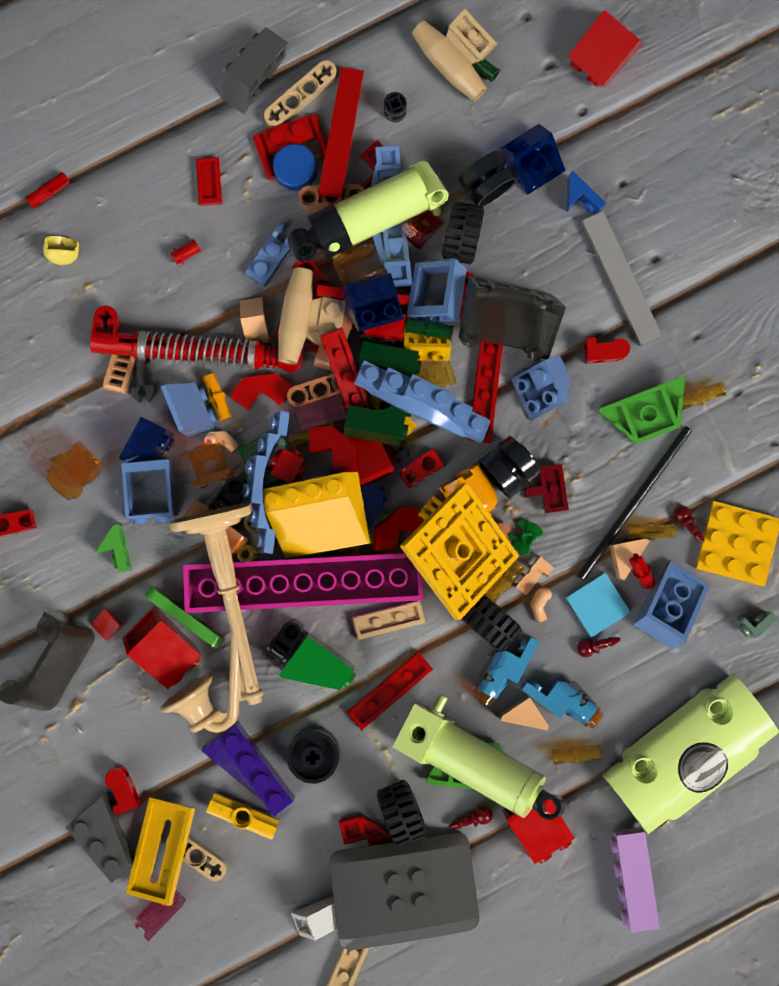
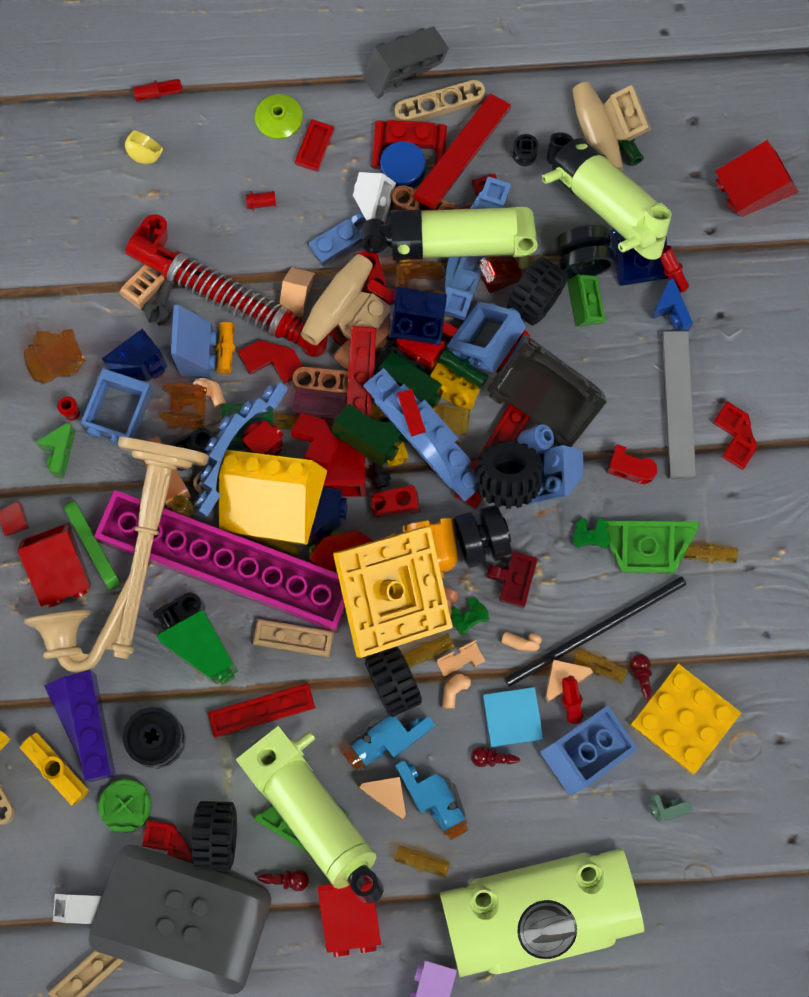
camera: 25 degrees right, 10 degrees down
(103, 507) = (68, 407): none -> red pin
(167, 178) = (280, 125): none -> lime dish
(283, 206) = (374, 194): none -> white slope
(314, 817) = (125, 805): none -> bright green tile
(407, 391) = (411, 412): none -> red window
(488, 118) = (609, 194): none -> yellowish green piece
(504, 220) = (586, 300): none -> bright green slope
(507, 390) = (509, 474): none -> black tyre
(516, 363) = (537, 437): none -> medium blue brick
(567, 160) = (673, 268): none -> red axle
(578, 541) = (522, 644): none -> light nougat arm
(590, 428) = (598, 537): none -> green piece
(677, 274) = (737, 424): none -> red tile

